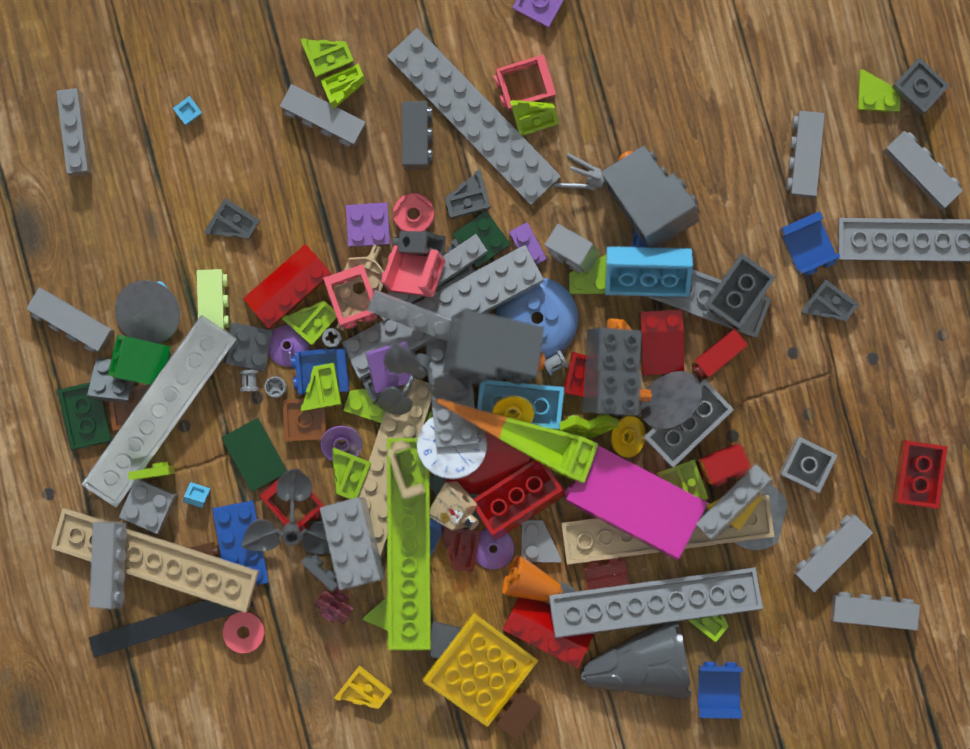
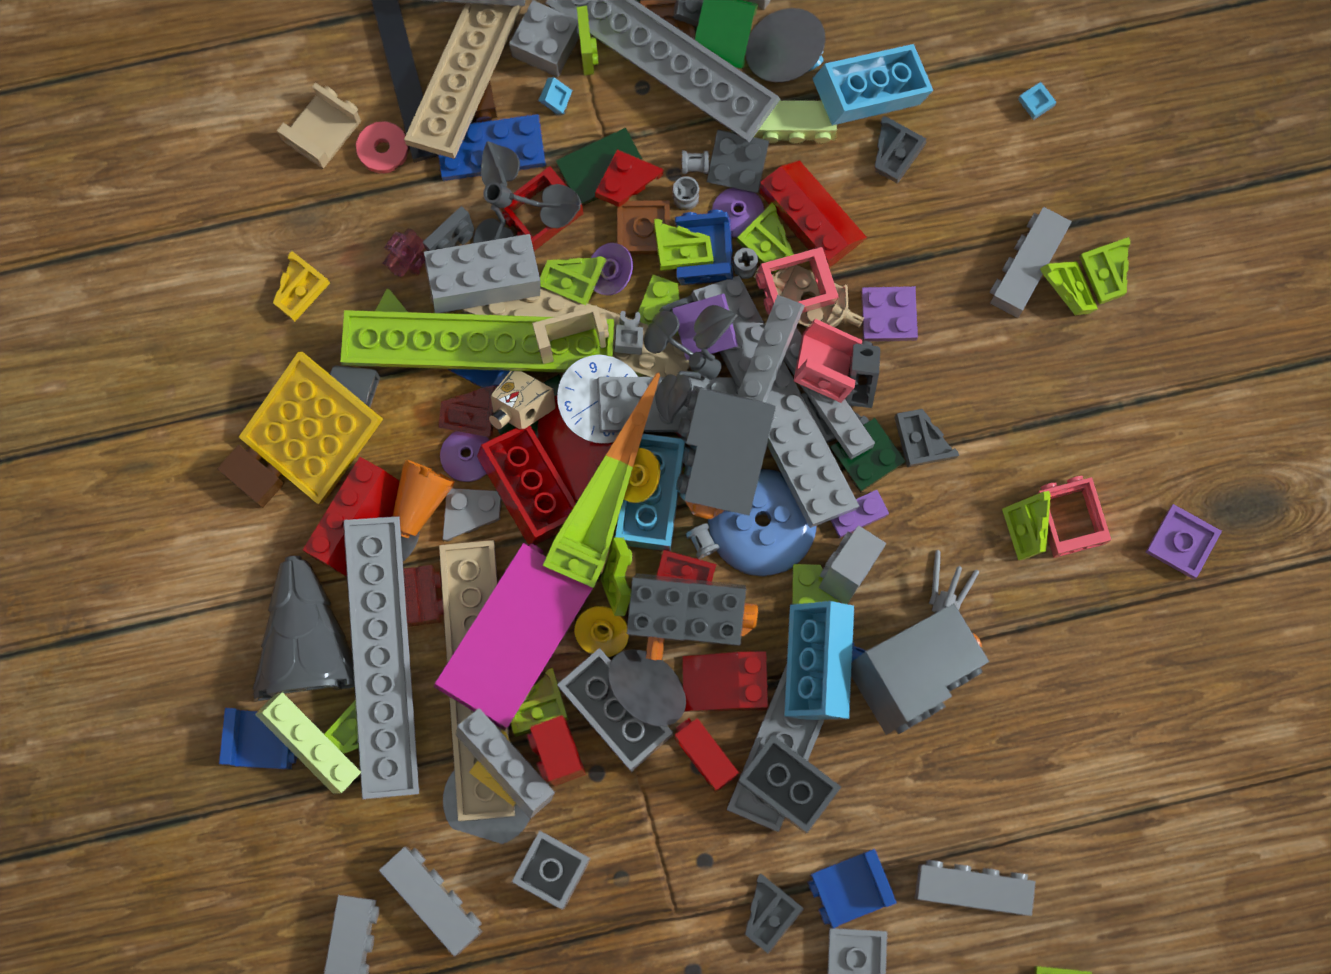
camera: 90 degrees right, 10 degrees down
(183, 241) = (872, 84): none -> medium azure brick
(228, 682) = (321, 126): none -> tan panel
(266, 435) = (626, 178): none -> red wing
(398, 427) = (628, 335): none -> light grey plate
(416, 135) = (1004, 372): dark grey brick -> none
(416, 201) = (903, 386): coral tile -> none
(473, 116) = (1027, 452): light grey plate -> none
(724, 652) = (308, 743): none -> yellowish green brick

